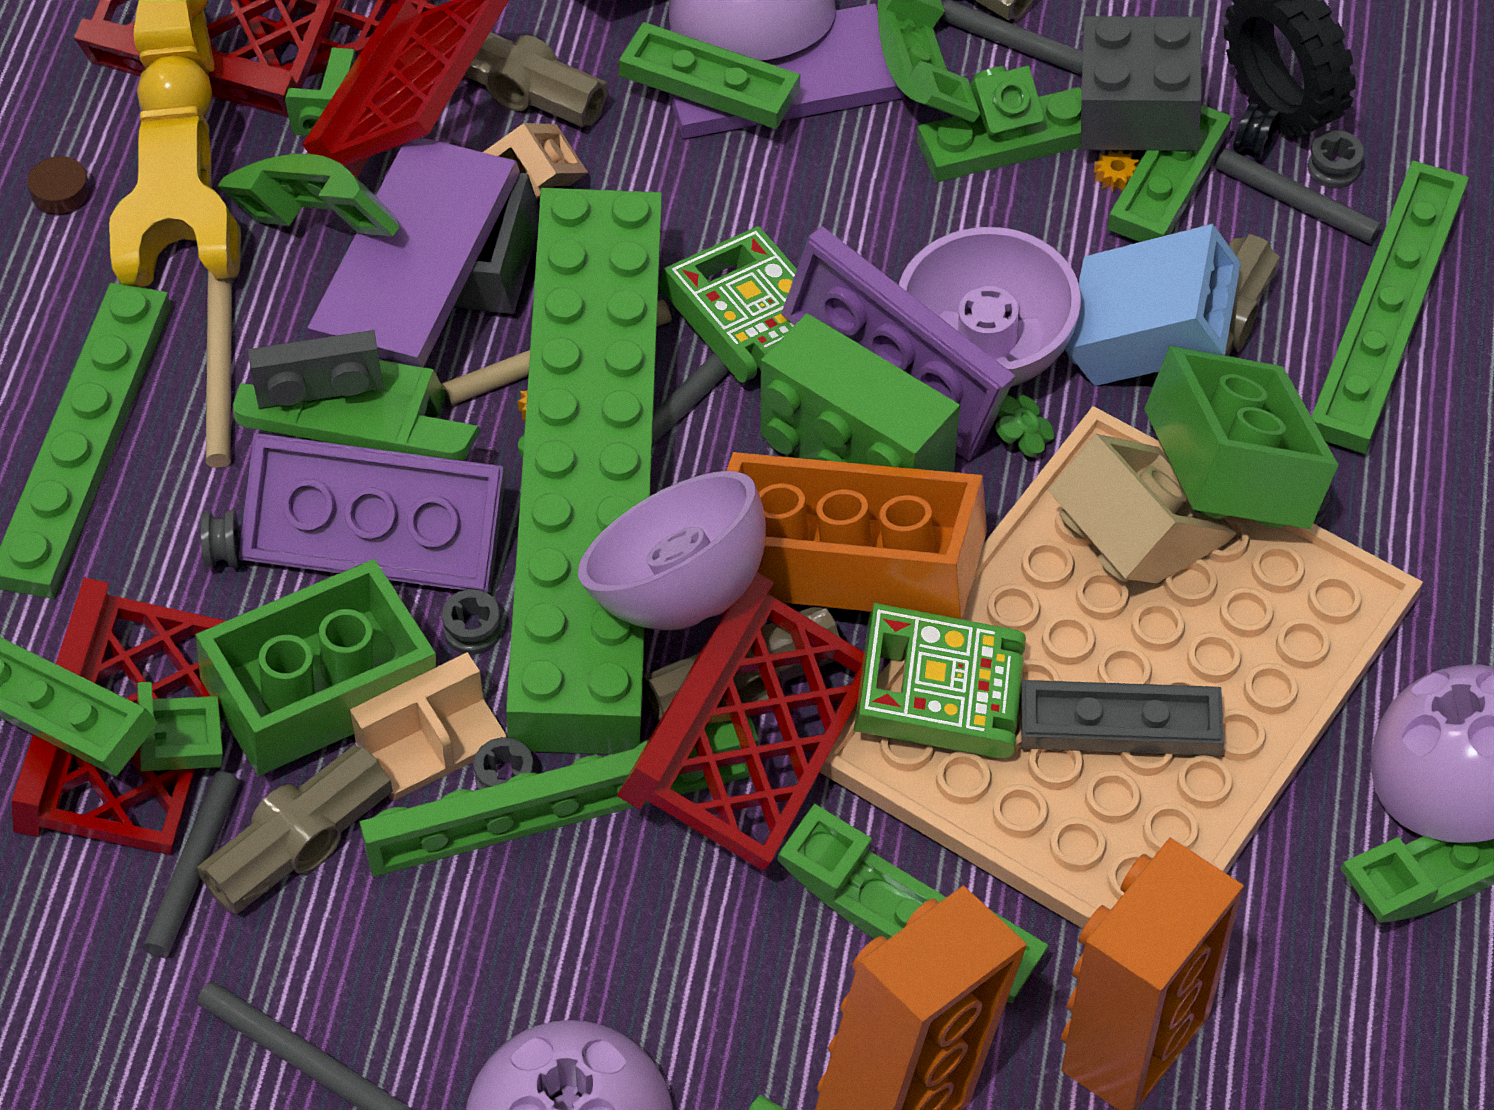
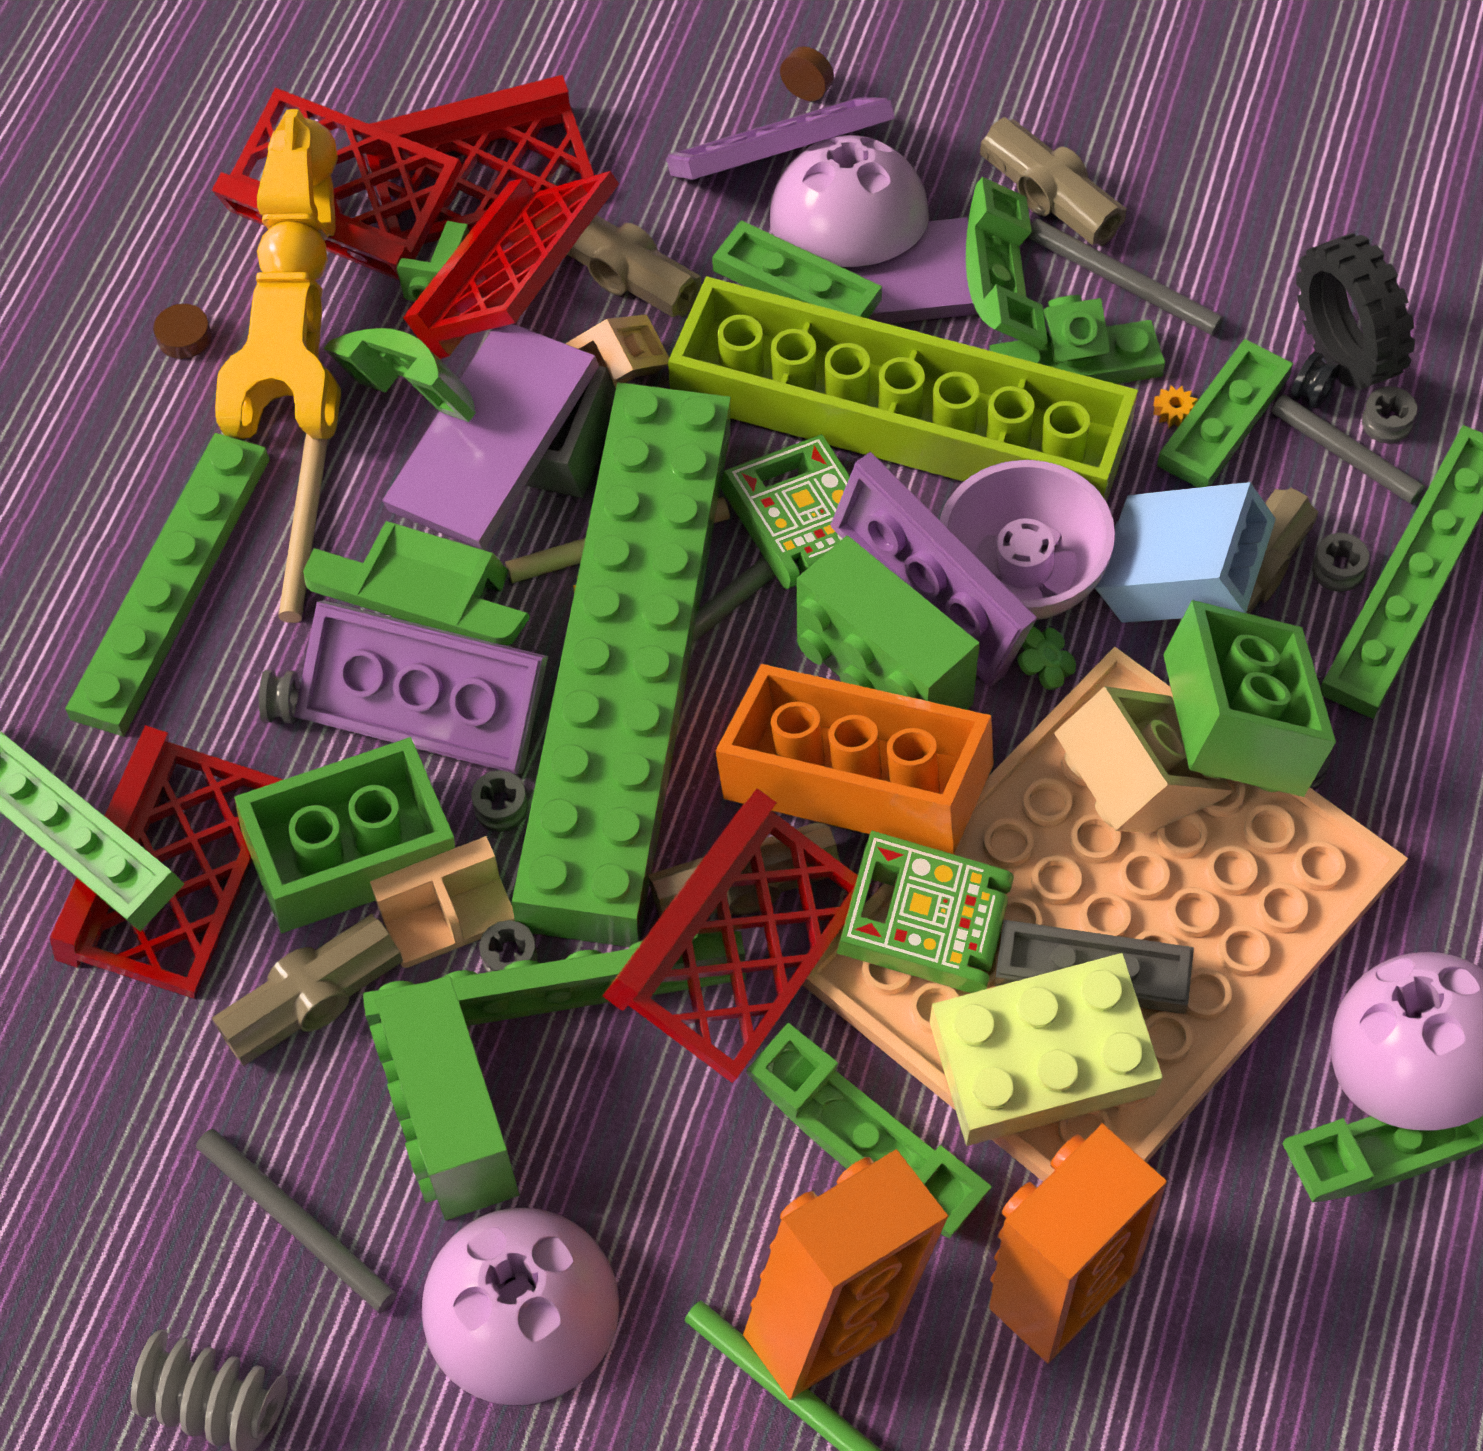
camera: 10 degrees right, 5 degrees up
(185, 732) = (214, 884): bright green bracket -> none
(186, 875) = (215, 1000): dark grey bar -> none
(315, 369) = (380, 545): dark grey plate -> none
(463, 917) = (442, 1099): none -> bright green brick
(679, 553) = (686, 768): lavender piece -> none
(799, 168) = (895, 389): none -> lime brick
(1085, 797) = (1045, 1049): none -> yellowish green brick
(1141, 83) = (1206, 325): dark grey brick -> none
(1308, 289) = (1336, 578): none -> dark grey bush

